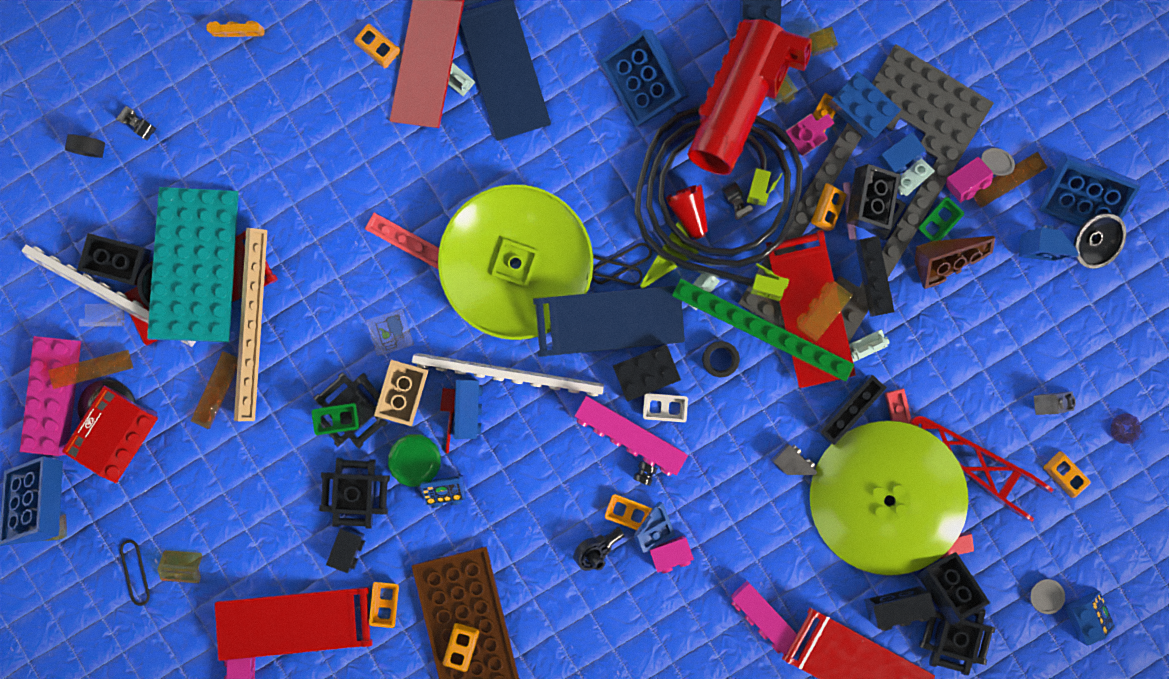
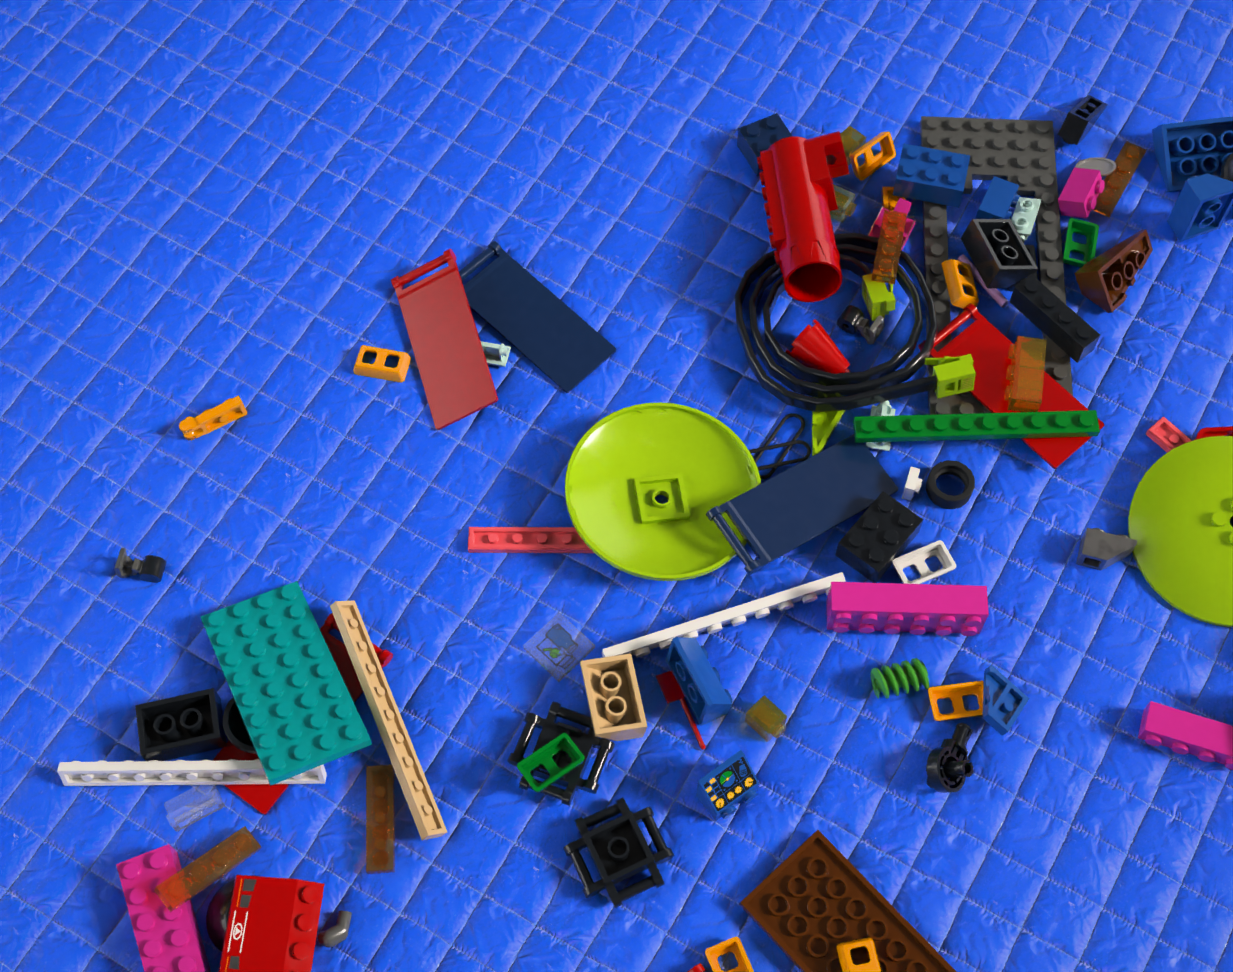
camera: 30 degrees left, 25 degrees down
(84, 146) = (88, 615): black tyre -> none
(156, 449) = (338, 932): none -> dark grey arm
(346, 549) = (646, 928): black brick -> none
(414, 460) = (669, 773): green piece -> none
(496, 458) = (766, 719): none -> clear yellow brick
(600, 479) = (899, 676): none -> bright green piece
(642, 477) = (949, 646): black wheel -> none
(644, 77) = (689, 258): blue slope -> none
(672, 554) = (1039, 720): dark pink brick -> none
(695, 345) = (912, 484): none -> white plate
(791, 154) = (889, 247): none -> clear orange plate
(834, 64) = (872, 162): none -> light orange piece
(851, 409) = (1125, 460): black brick -> none
(868, 345) = (1097, 390): light aqua hinge -> none
(1017, 113) = (1081, 119): none -> black slope

